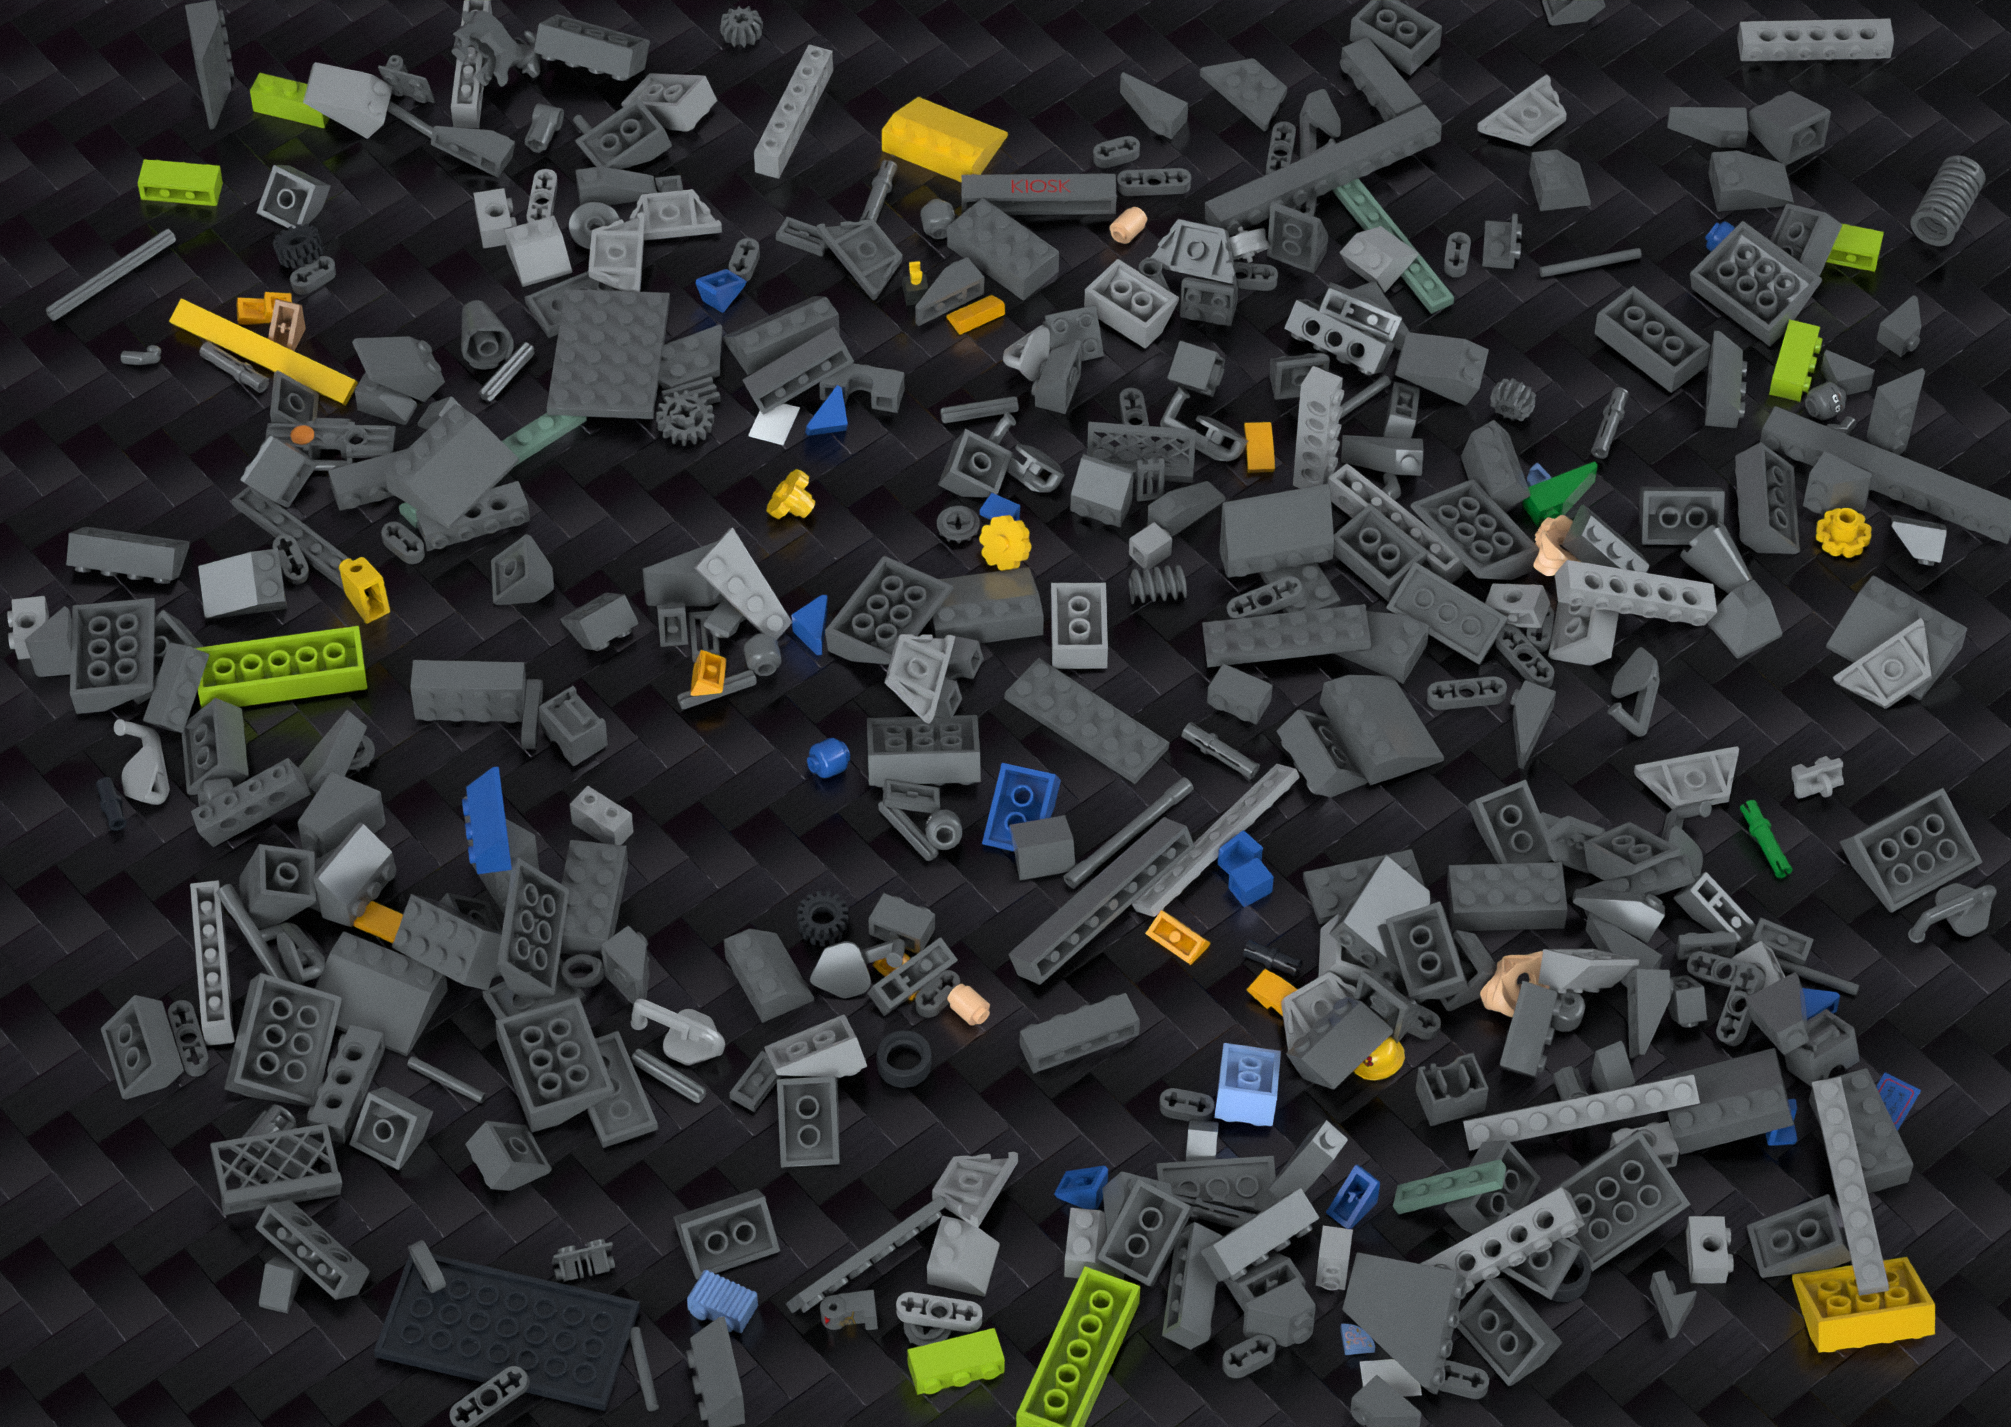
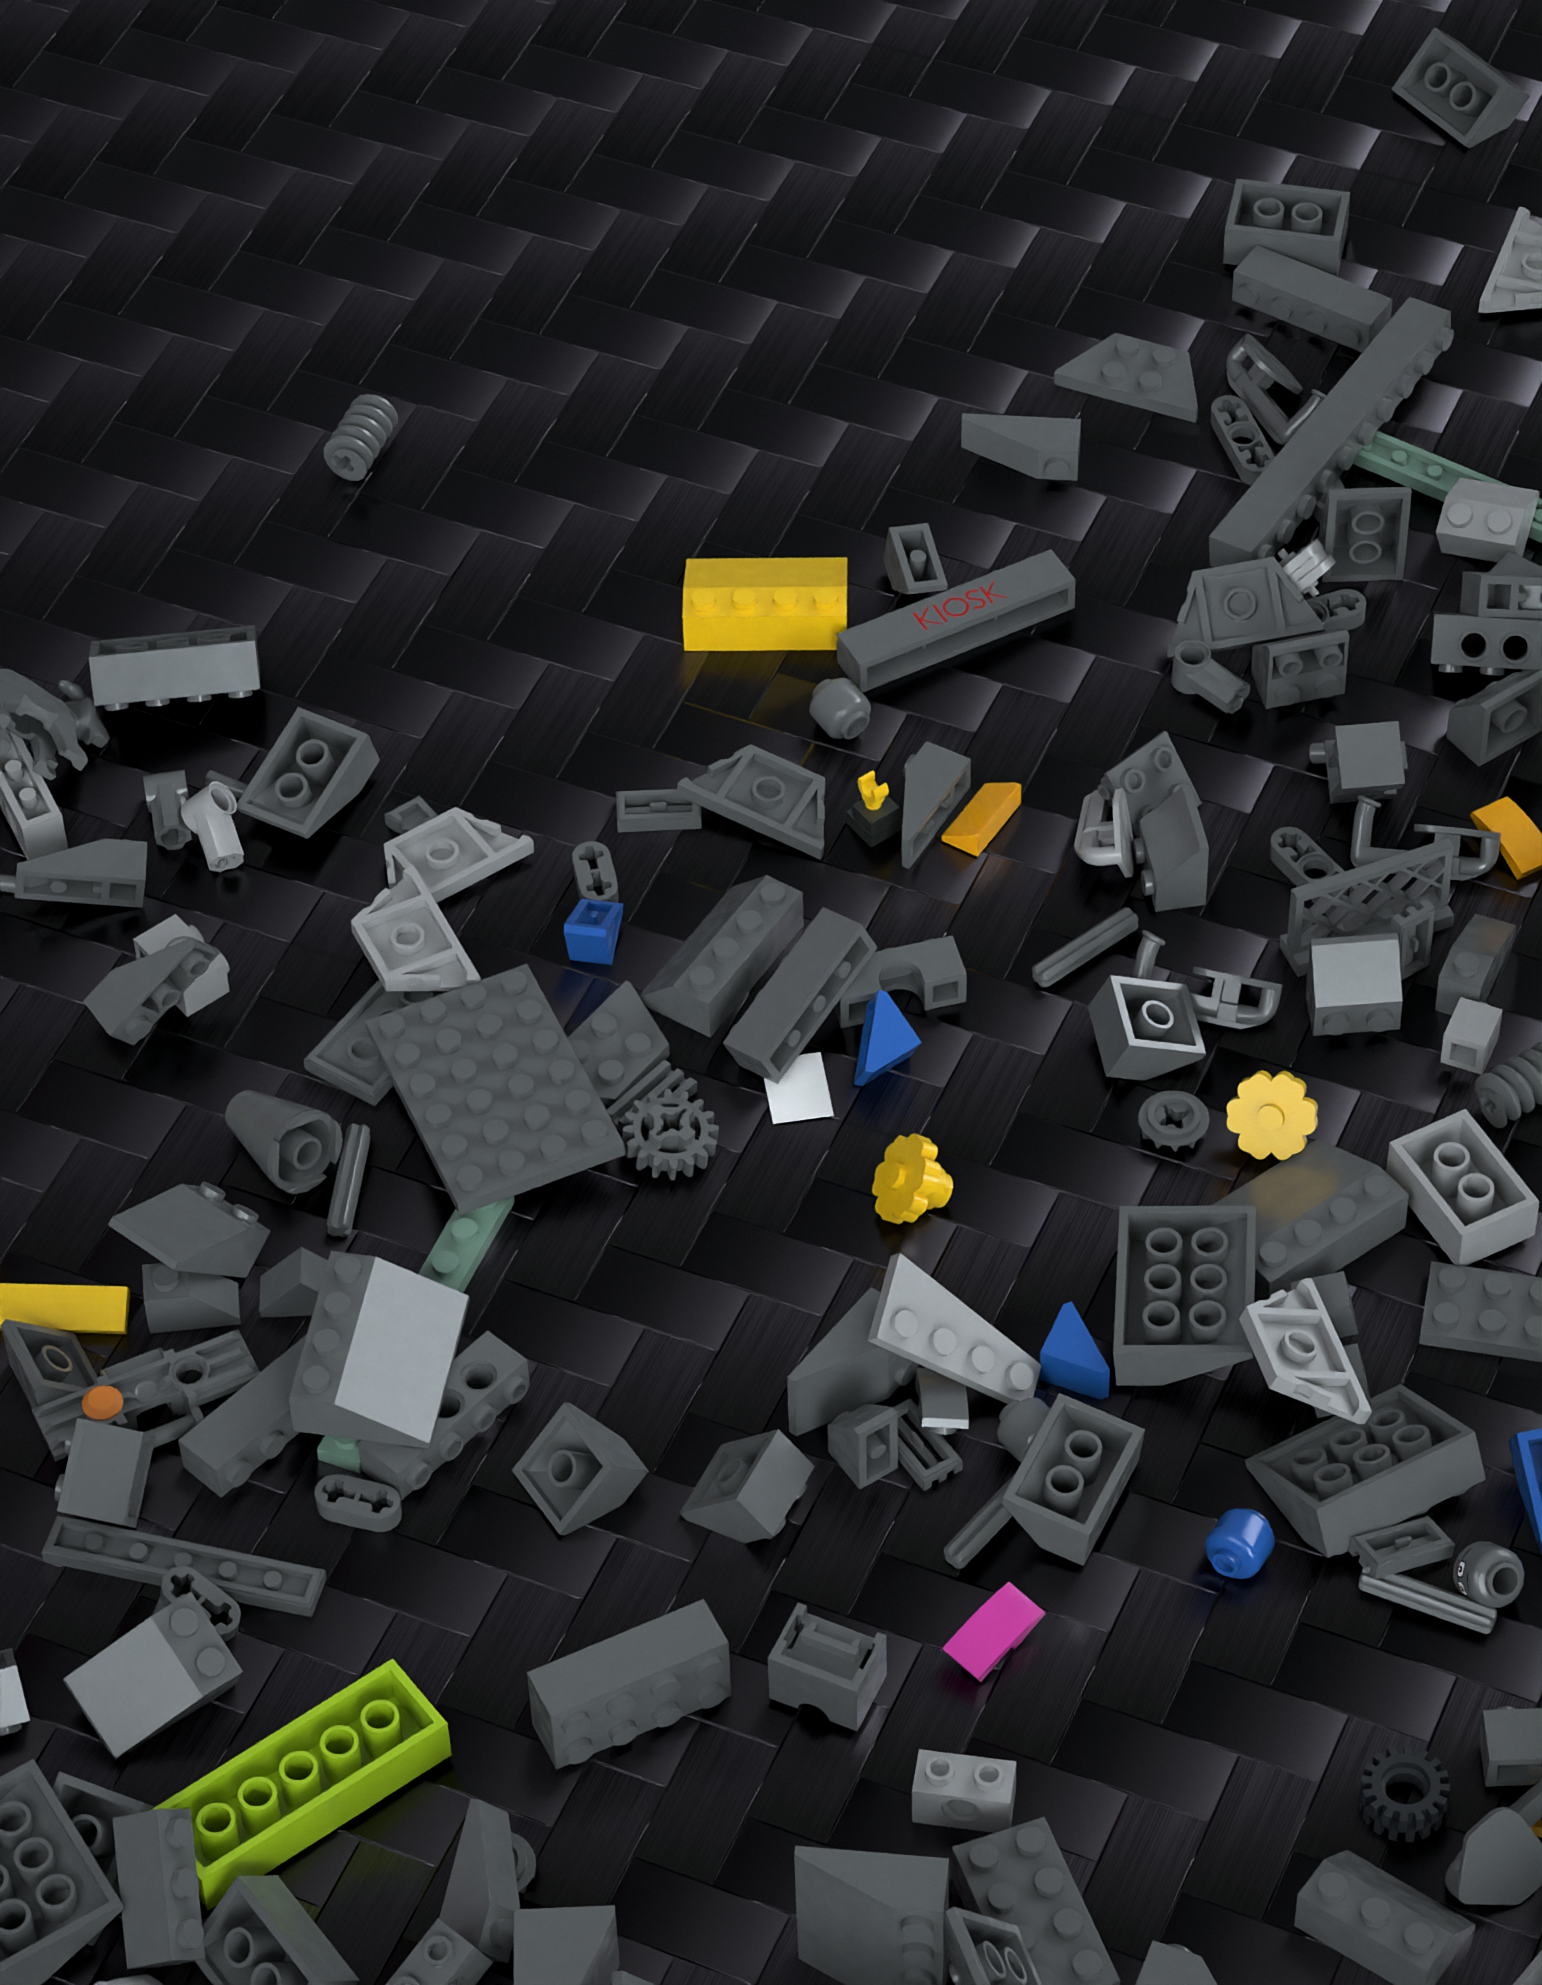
camera: 25 degrees left, 5 degrees down
(361, 577) = (352, 1597): yellow torso -> none
(460, 223) = (143, 990): none -> dark grey slope
(487, 824) = (881, 1870): blue slope -> none
(531, 715) = (749, 1688): dark grey beam -> none
(537, 251) = (281, 985): light grey slope -> none
(539, 192) = (233, 928): light grey beam -> none
(558, 145) = (210, 817): none -> light grey piece
(587, 217) = (331, 902): dark grey dish -> none
(612, 185) = (327, 852): dark grey slope -> none
(673, 745) = (993, 1631): none -> dark pink slope
(675, 99) = (348, 687): light grey slope -> none
(708, 674) = (968, 1498): light orange slope -> none
(741, 26) = (369, 559): dark grey gear -> none
(763, 686) = (1073, 1477): none -> dark grey slope
(793, 111) = (528, 644): light grey brick -> none
(881, 186) = (724, 697): dark grey pin -> none
(999, 506) = (1225, 1070): blue panel -> none
(1003, 248) = (963, 708): dark grey brick -> none
(1034, 149) = (913, 560): none -> dark grey slope
(1116, 152) = (1014, 521): dark grey beam -> none
(1128, 225) = (1111, 613): light nougat brick -> none
(1131, 303) = (1204, 709): light grey slope -> none
(1162, 175) = (1123, 532): dark grey beam -> none

